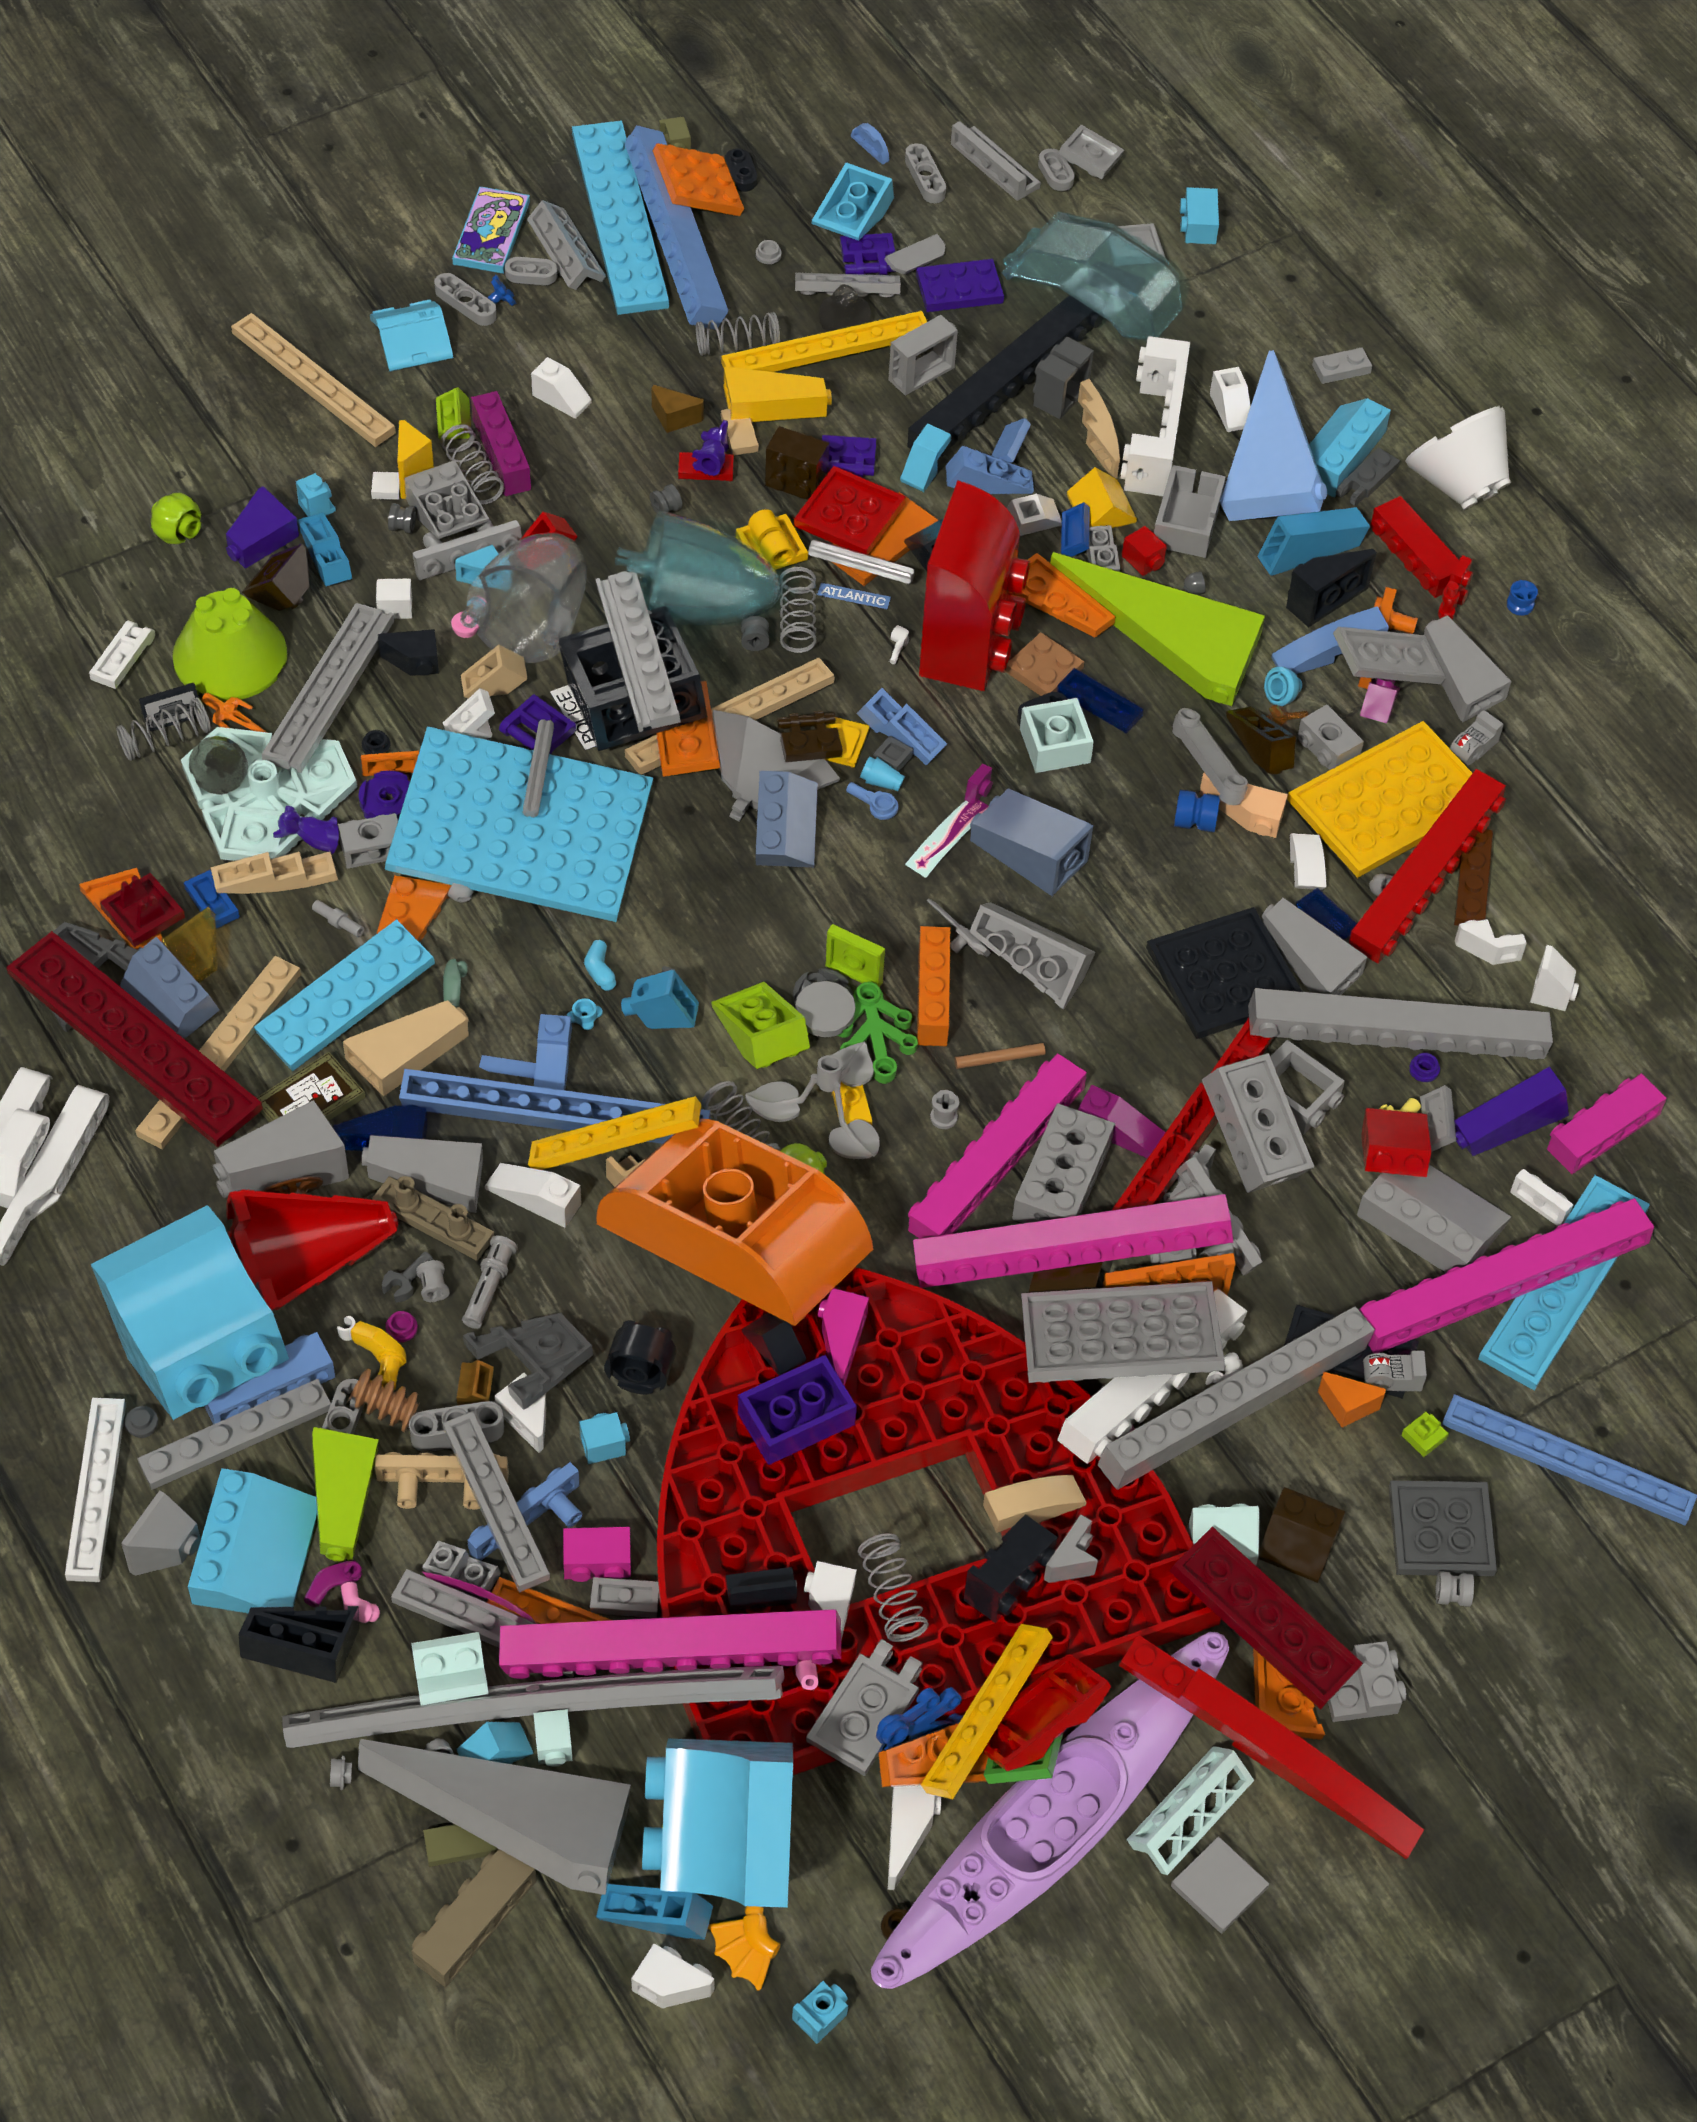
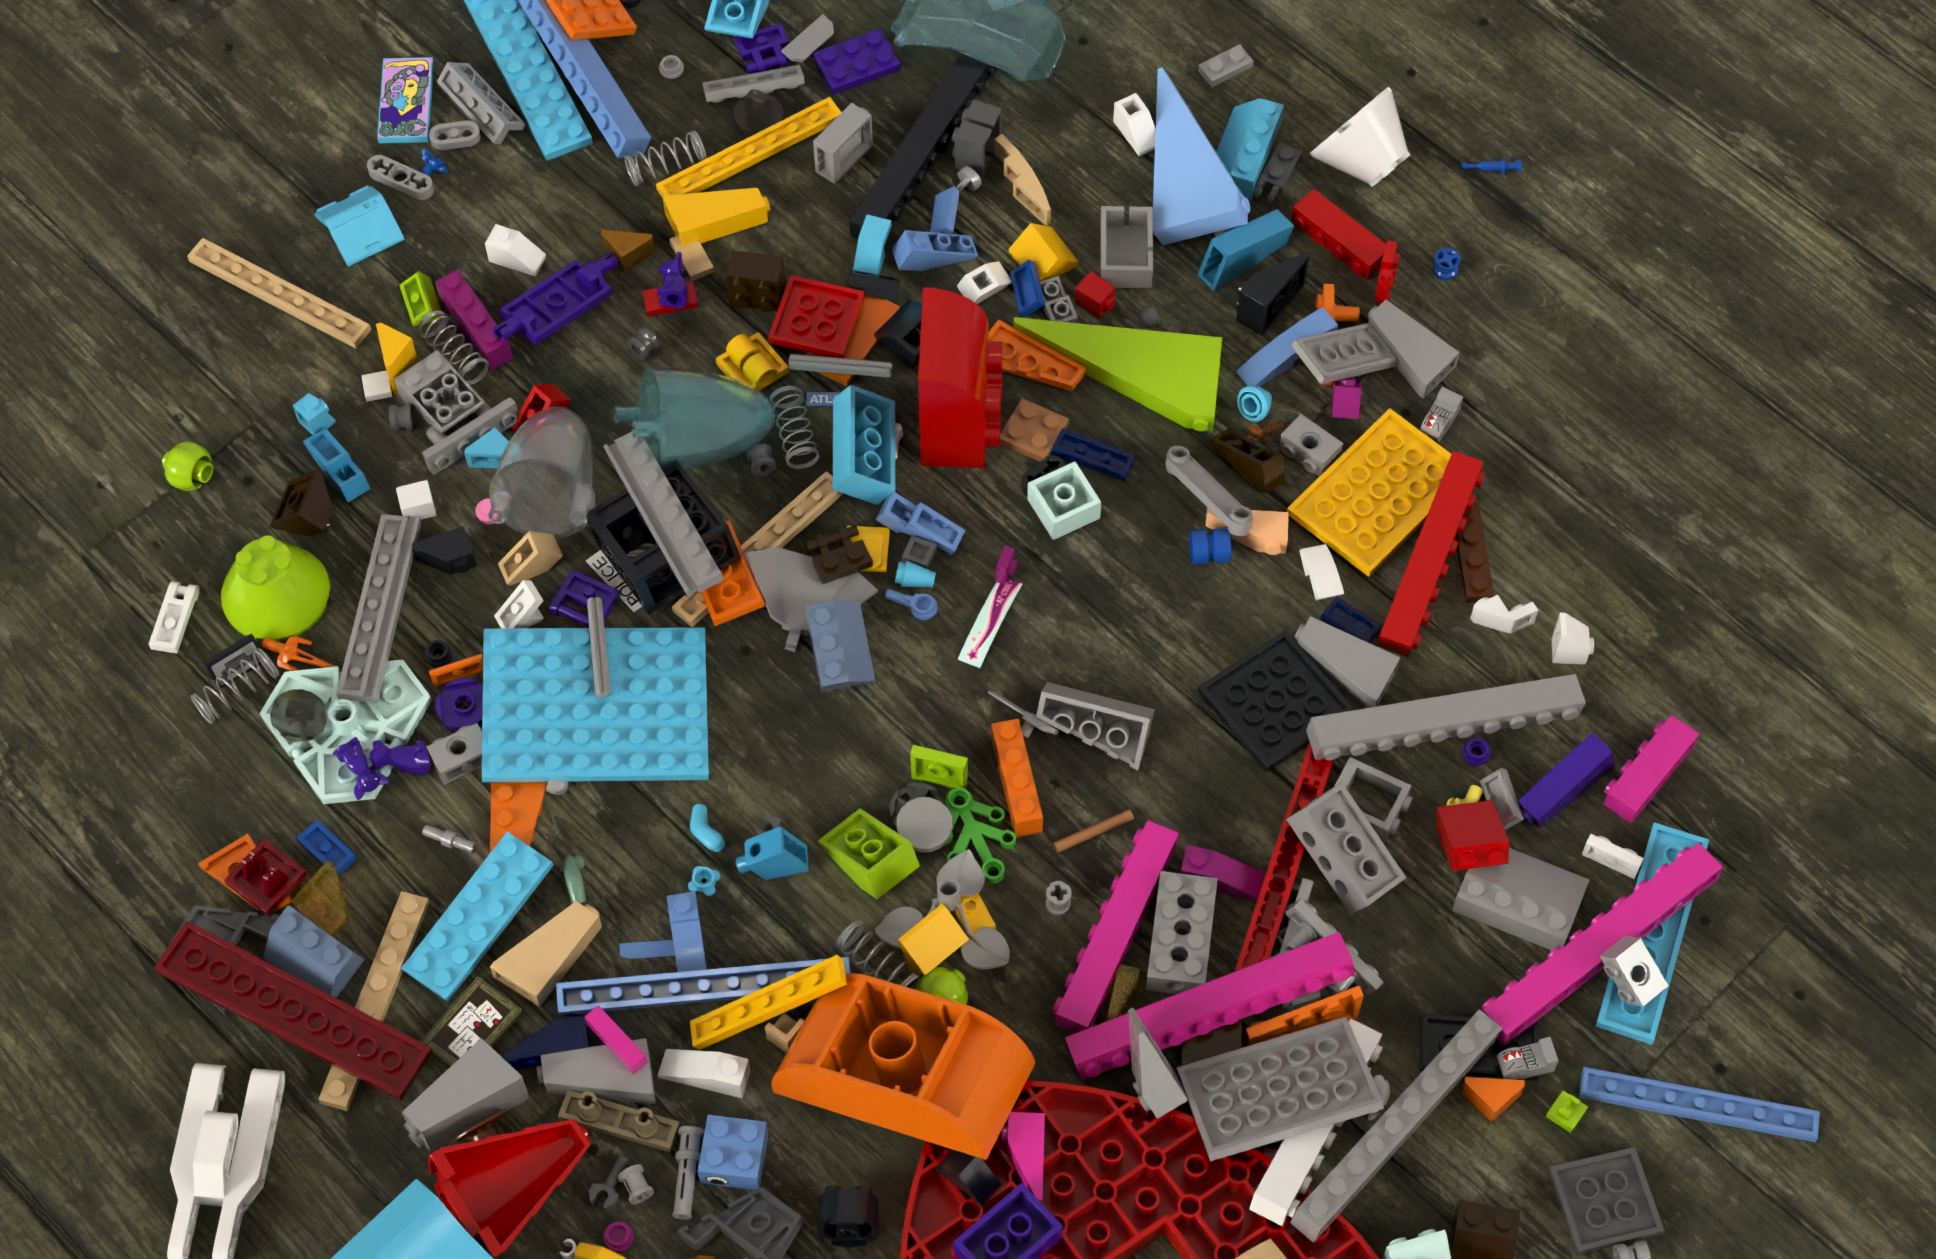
camera: 10 degrees left, 5 degrees up
(260, 529) = (271, 459): dark purple slope -> none
(262, 817) = (356, 761): none -> dark purple animal
(282, 873) = (376, 810): tan slope -> none
(450, 1136) = (616, 1039): none -> dark pink piece
(540, 1272) = (733, 1152): none -> medium blue brick
(590, 441) = (557, 300): none -> dark purple plate
(799, 1114) = (931, 941): none -> yellow slope
(852, 454) = (801, 253): dark purple plate -> none
(863, 638) = (863, 445): none -> medium azure brick
(918, 495) = (874, 284): none -> black slope
(989, 1209) = (1124, 987): none -> clear yellow slope
(995, 1297) = (1155, 1078): none -> light grey slope
(1033, 839) = (1068, 609): sand blue slope -> none
(1043, 416) = (968, 179): none -> light grey tile
(1152, 456) = (1069, 110): white plate -> none
(1379, 883) = (1392, 579): light grey hinge -> none
(1544, 1316) = (1646, 977): none -> brick
(1601, 516) = (1495, 165): none -> blue piece

